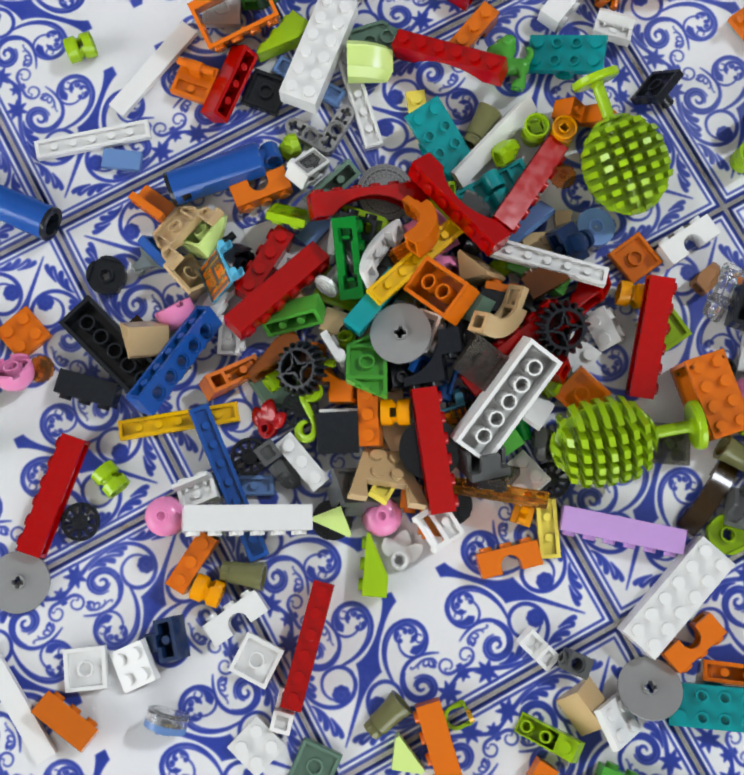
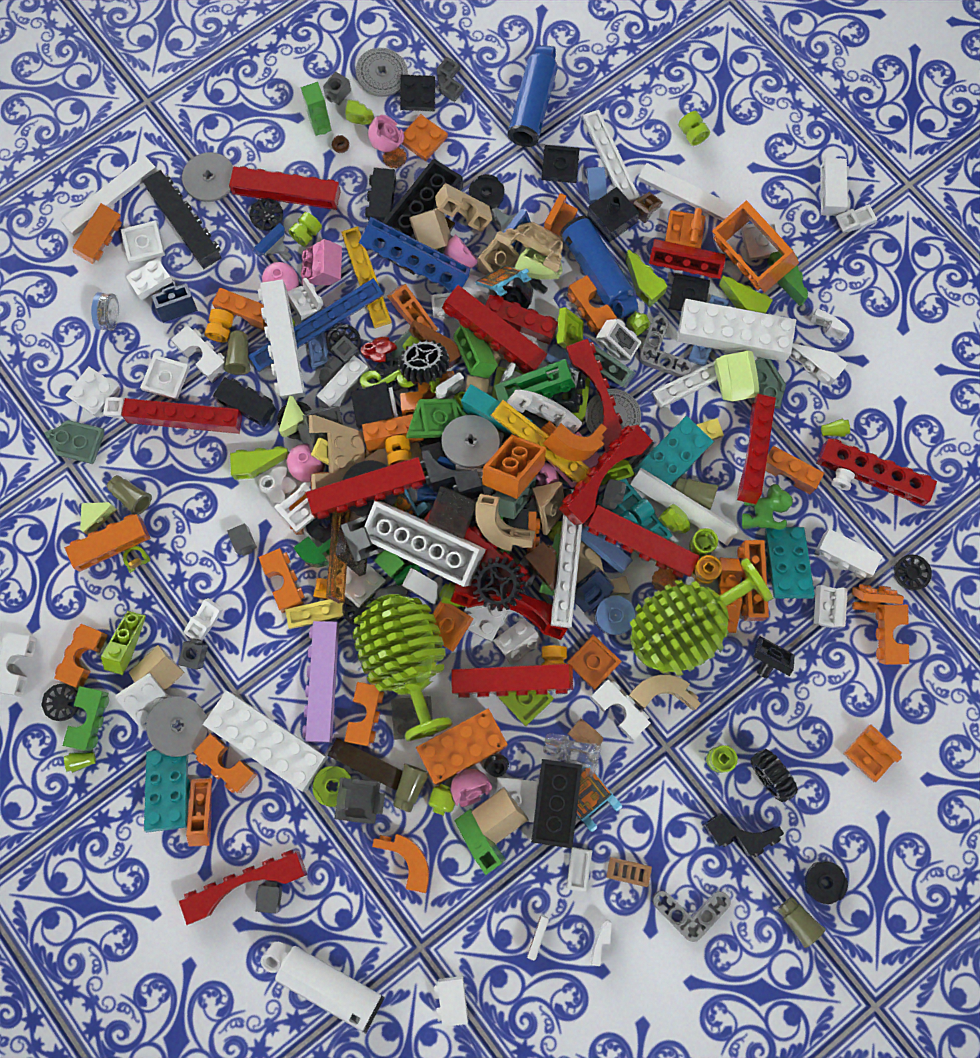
camera: 80 degrees right, 5 degrees down
(6, 426) = (340, 139): none -> reddish brown plate
(65, 619) = (182, 219): none -> black brick
(90, 192) = (560, 163): none -> black plate
(118, 307) = (451, 200): none -> tan arch
(119, 517) = (273, 244): none -> blue piece
(155, 466) = (322, 263): none -> bright pink slope
(161, 113) = (647, 205): none -> reddish brown slope
(162, 148) = (613, 214): none -> black brick
(242, 132) = (646, 283): none -> lime slope
(301, 573) = (250, 405): none -> black brick
(458, 595) = (242, 539): none -> dark grey brick
(485, 522) = (311, 554): none -> green brick
(558, 86) = (753, 606): none -> orange brick
(669, 207) = (664, 684): none -> tan arch
(677, 497) = (362, 732): none -> orange arch

